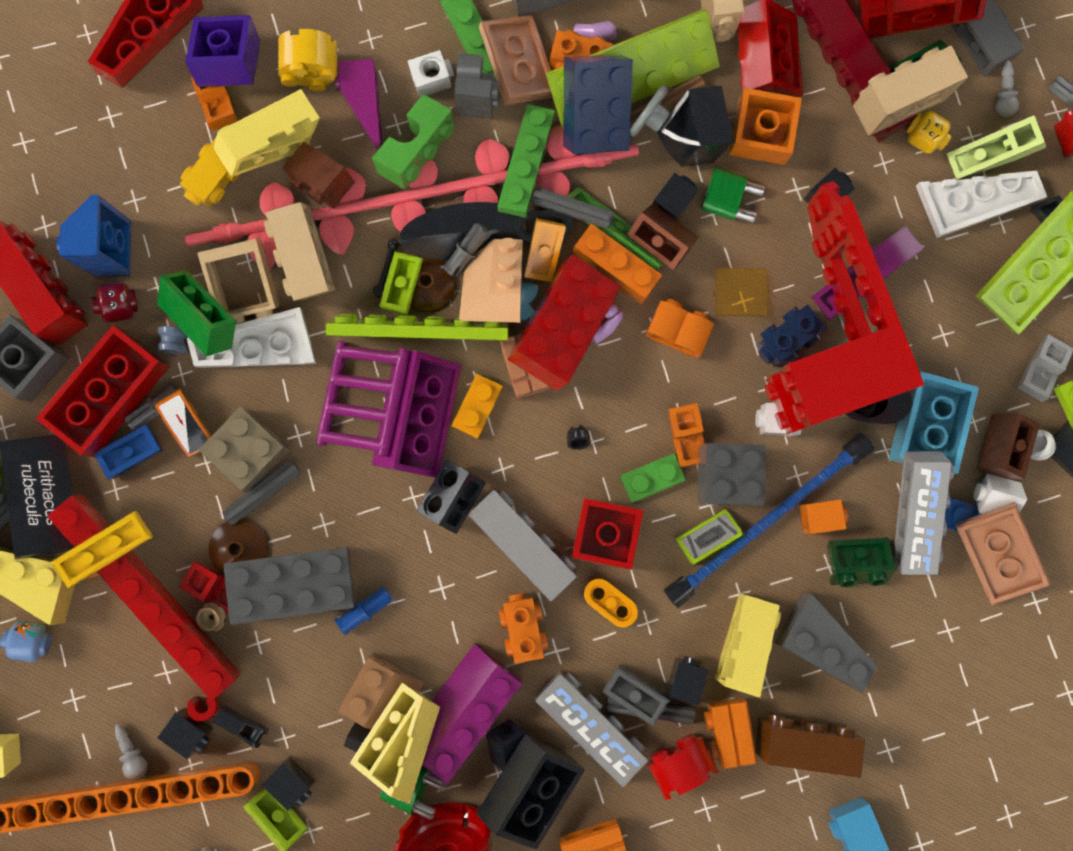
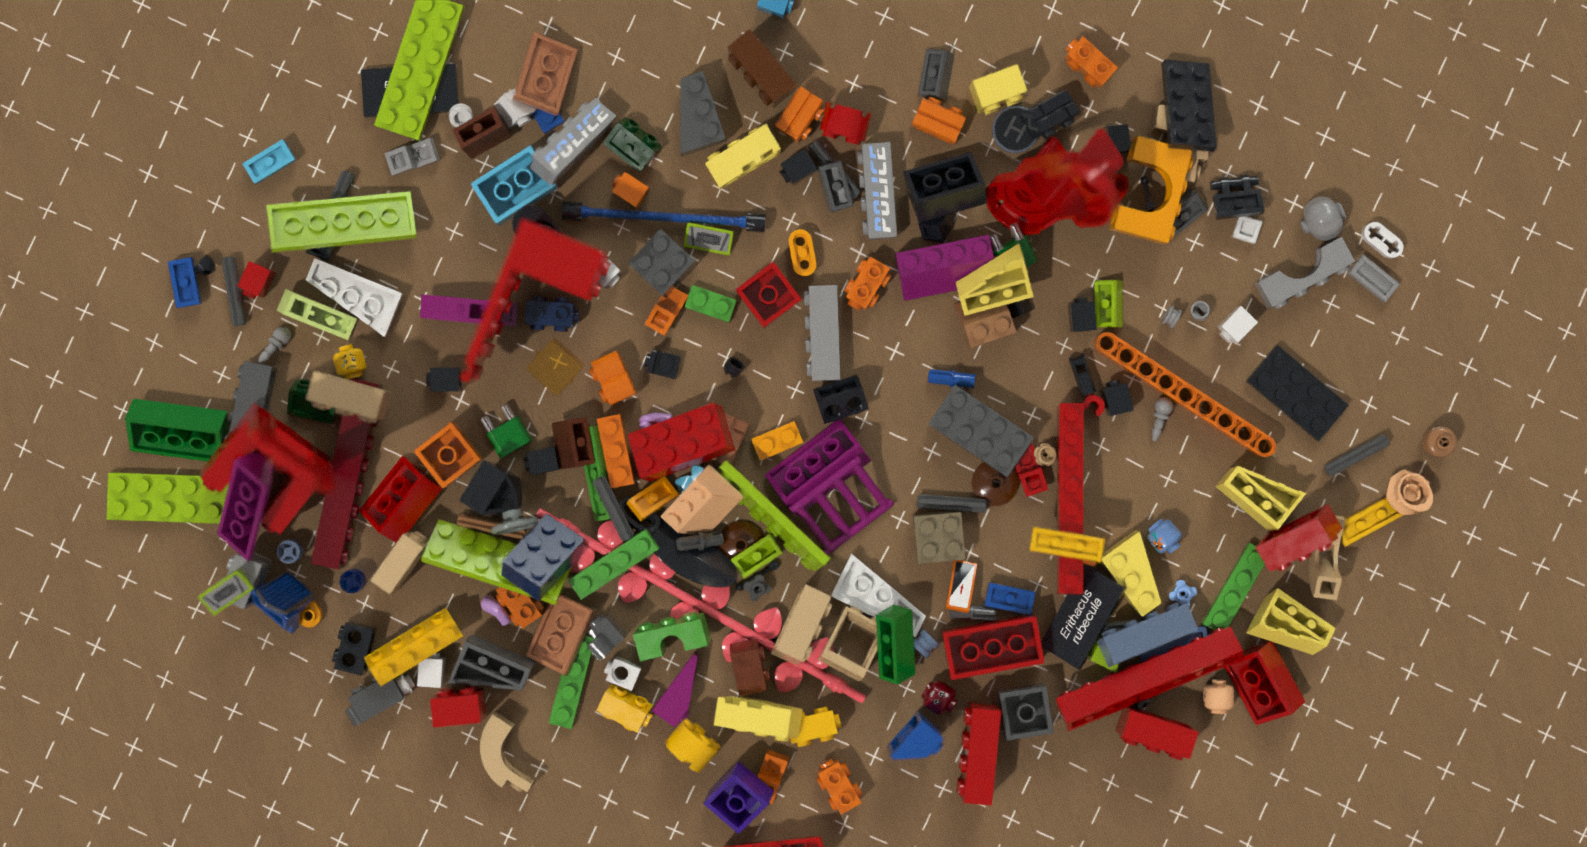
camera: 130 degrees left, 5 degrees up
(133, 140) = (835, 779): none -> orange brick
(382, 258) = (754, 581): none -> dark grey plate
(398, 42) = (625, 708): none -> yellow brick
(646, 382) = (662, 364): none -> black bracket

